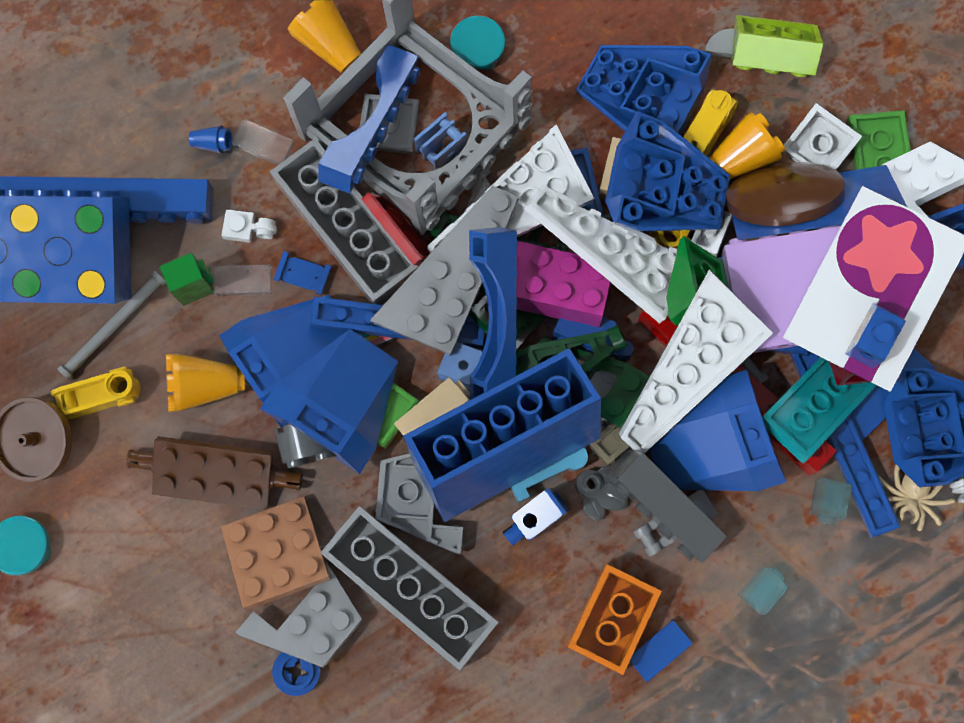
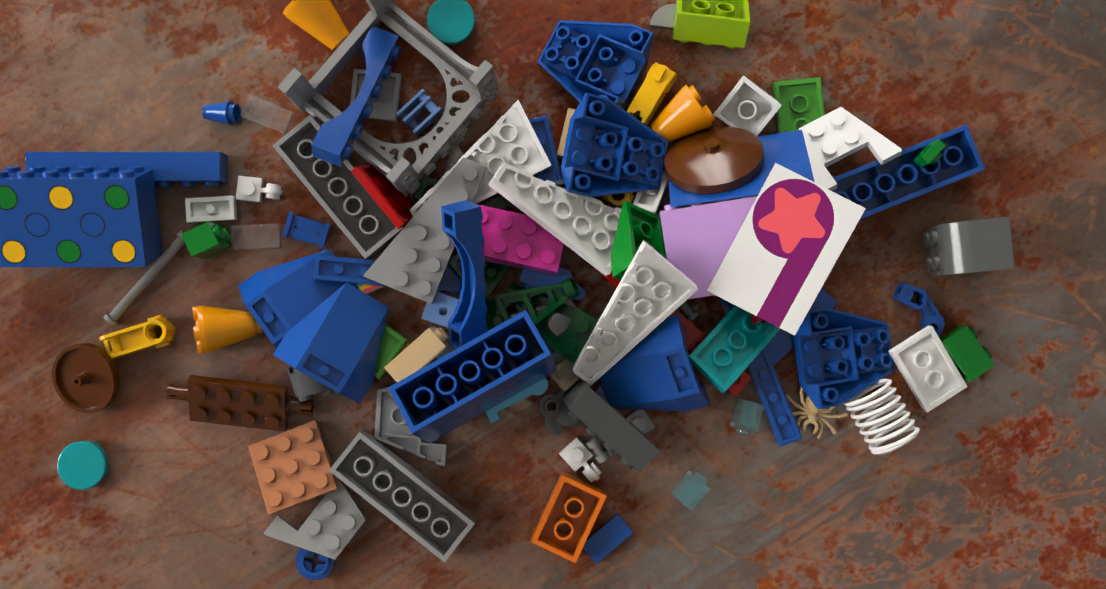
camera: 10 degrees left, 10 degrees up
(203, 245) = (211, 209): none -> white plate
(547, 508) = (512, 429): torso -> none
(622, 546) = (577, 455): none -> white plate
(875, 336) = (783, 291): blue torso -> none

